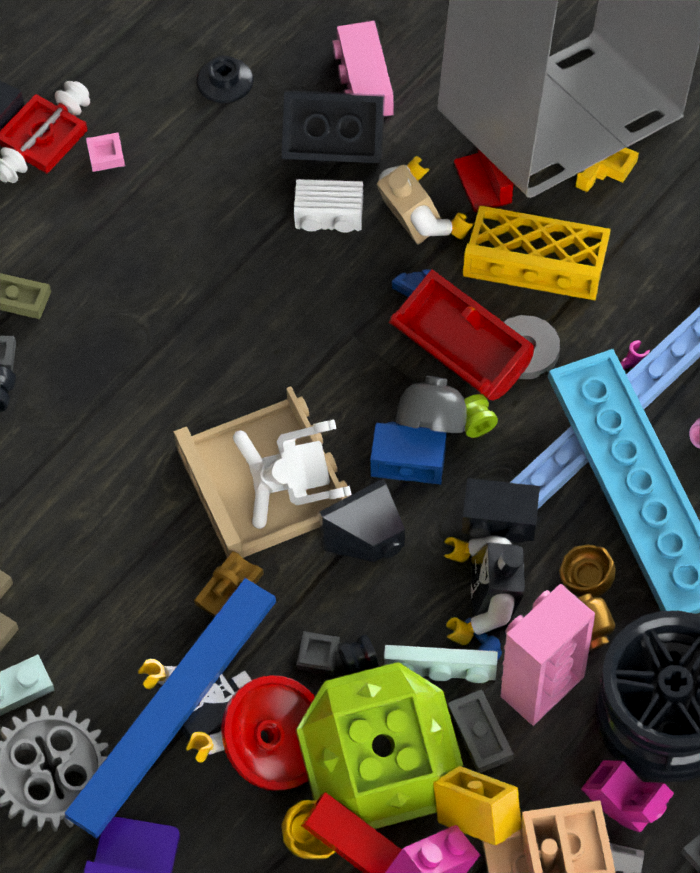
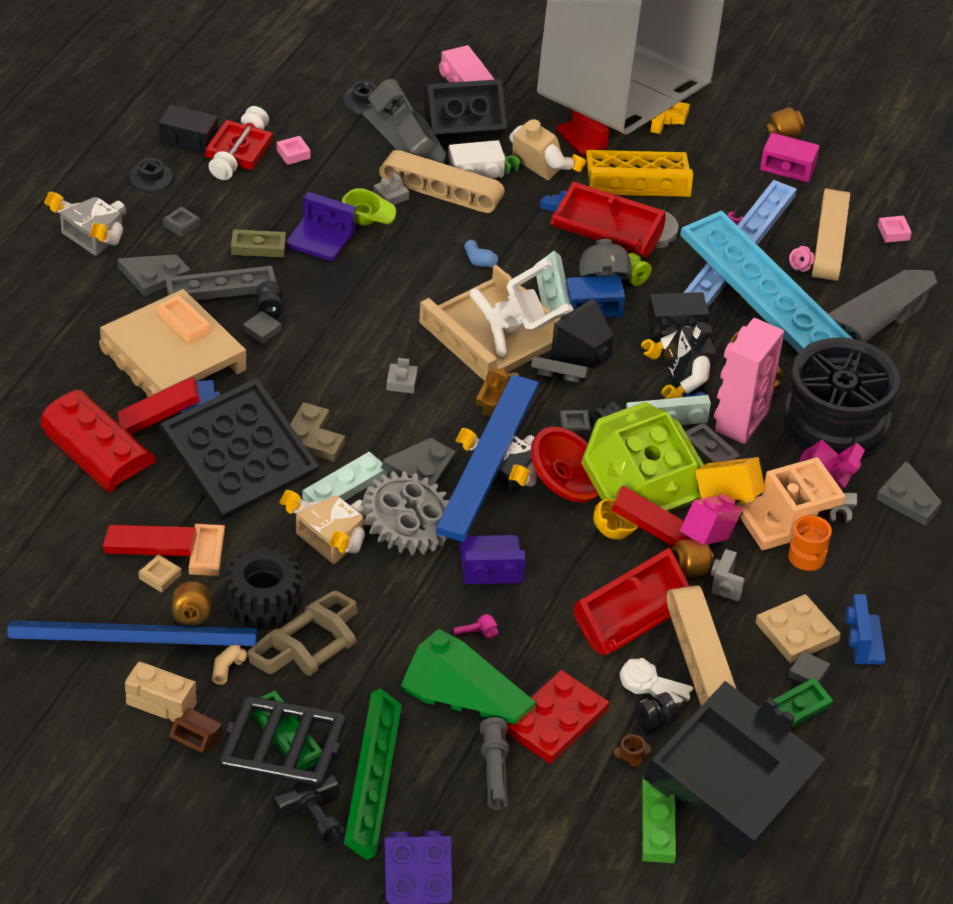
camera: 20 degrees left, 15 degrees down
(96, 686) = (425, 458): none -> dark grey wing
(98, 286) = (324, 228): none -> dark purple bracket
(121, 539) = (402, 377): none -> light grey tile
(163, 262) = (370, 207): none -> lime cap
(208, 235) = (392, 189): none -> light grey tile
(253, 139) = (401, 124): none -> dark grey panel
(275, 231) = (443, 181): none -> tan beam
(283, 358) = (480, 257): none -> medium blue arm
(318, 559) = (548, 367): none -> dark grey plate
(359, 427) = (553, 284): none -> light aqua plate
(372, 208) = (511, 161): none -> bright green hand

